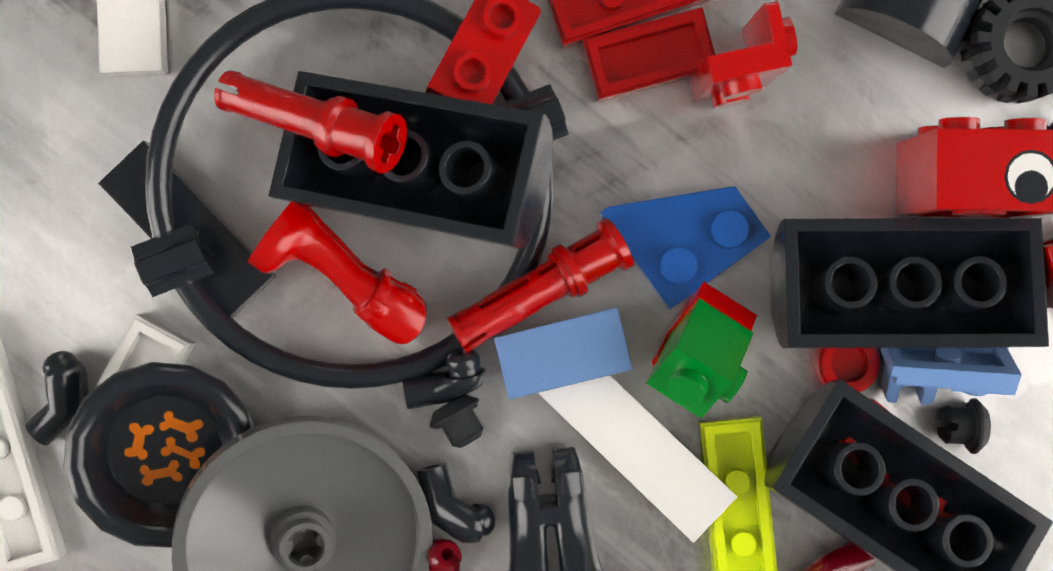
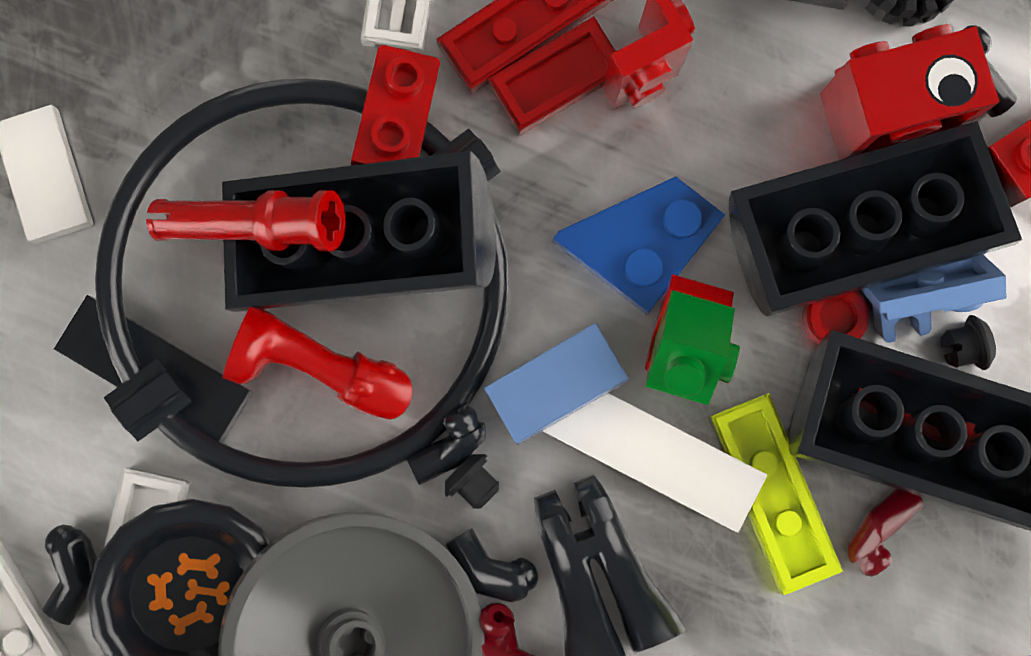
camera: 20 degrees left, 5 degrees down
(565, 273) = (535, 306): red pin -> none

